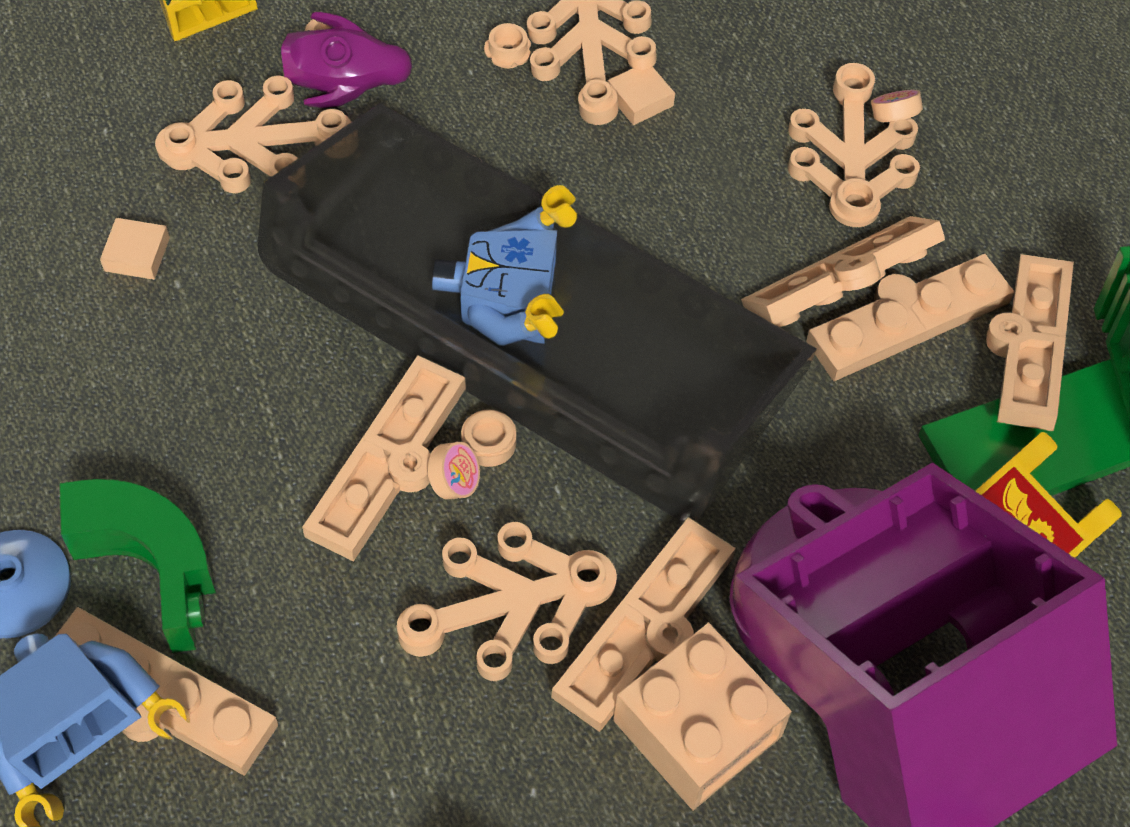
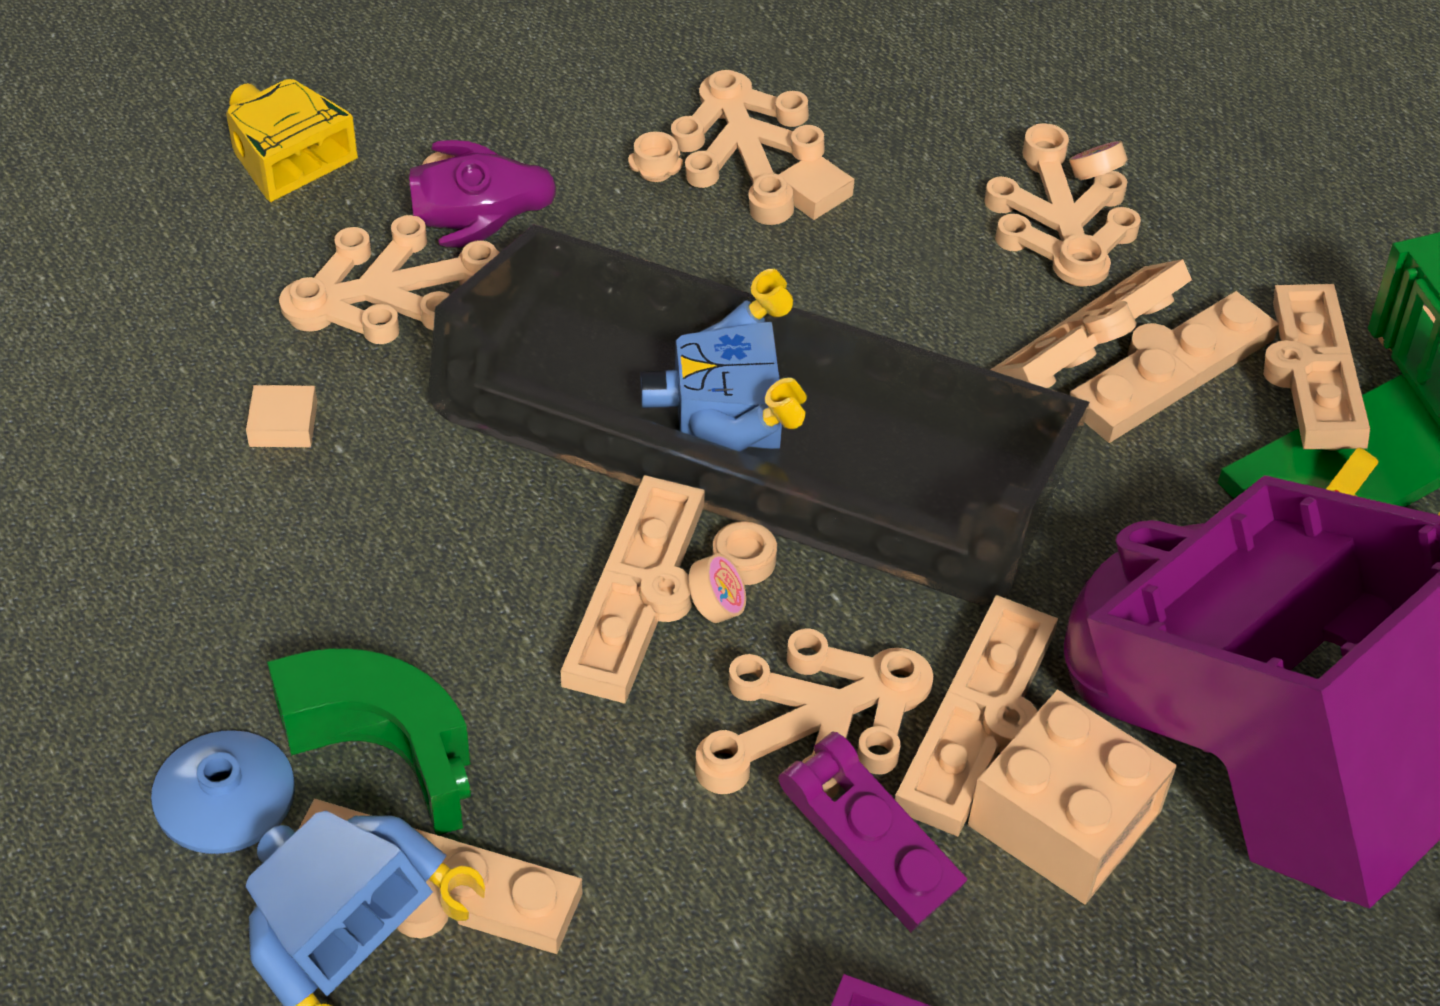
camera: 10 degrees left, 10 degrees down
(524, 720) = (872, 832): none -> magenta plate

